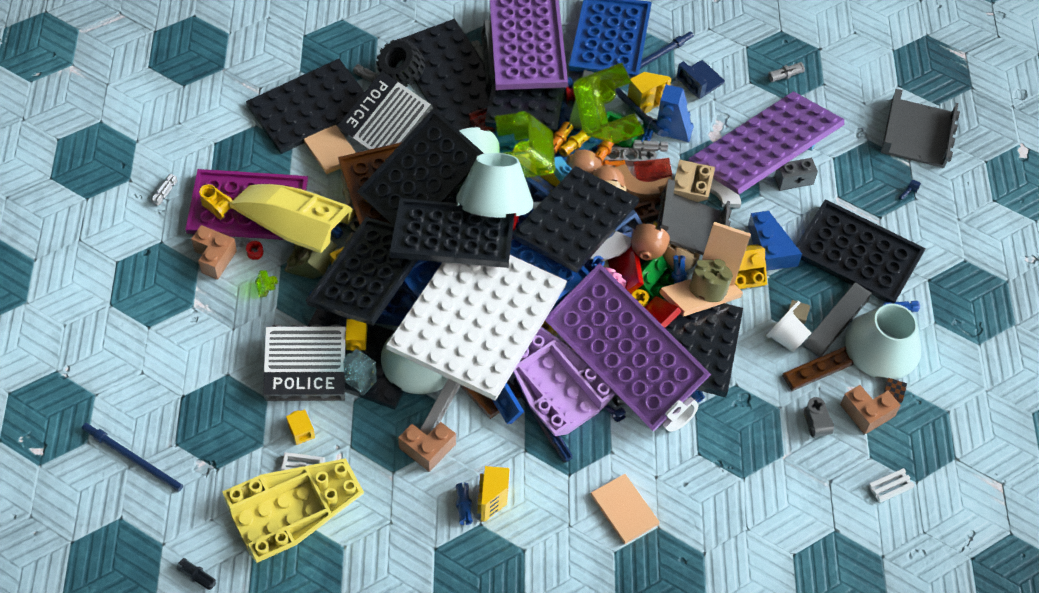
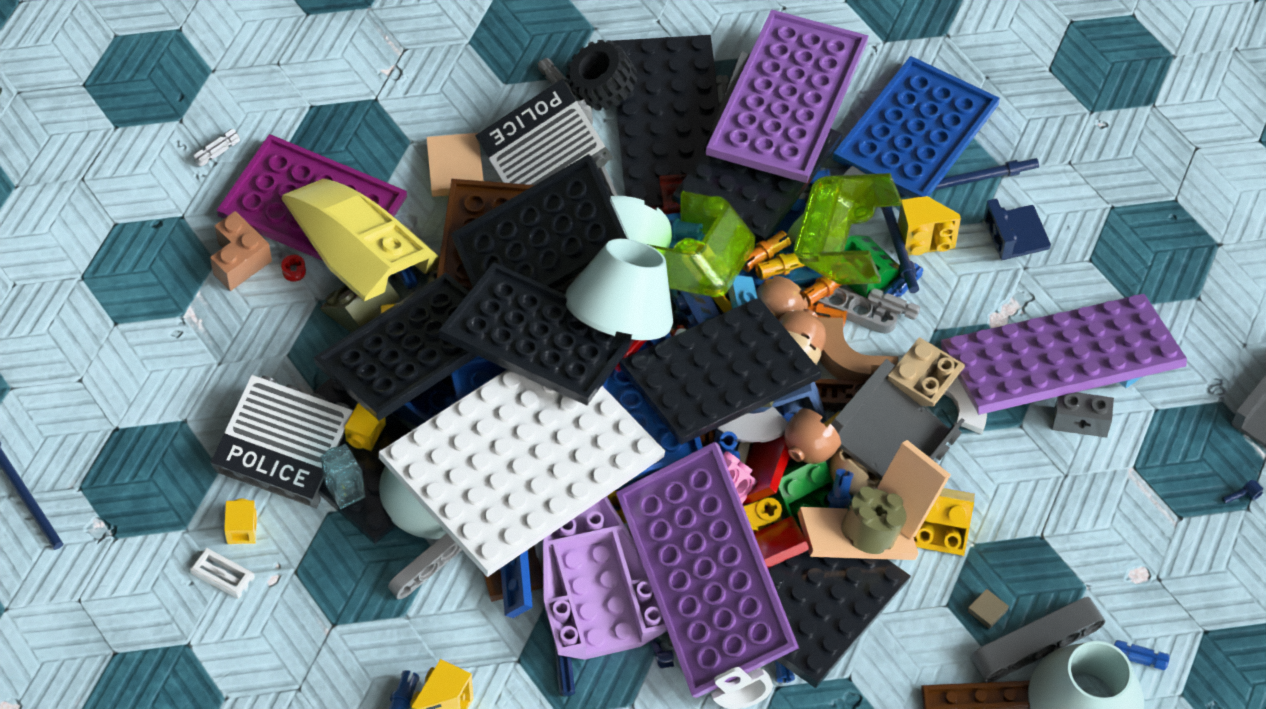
camera: 25 degrees right, 0 degrees up
(196, 574) = (26, 661): black axle -> none
(217, 202) = (269, 187): yellow piece -> none
(265, 283) = (285, 317): clear neon green tile -> none
(289, 505) = (179, 616): light yellow wedge -> none
(306, 105) = (452, 91): black plate -> none
(430, 448) = (391, 611): nougat brick -> none
(652, 169) = (880, 339): clear red plate -> none
(674, 115) = (942, 271): blue wedge -> none
(779, 248) = (997, 501): blue wedge -> none
(786, 72) = (1130, 262): light grey pin -> none
(789, 331) = (954, 629): white container -> none
(859, 251) = (1119, 555): black plate -> none

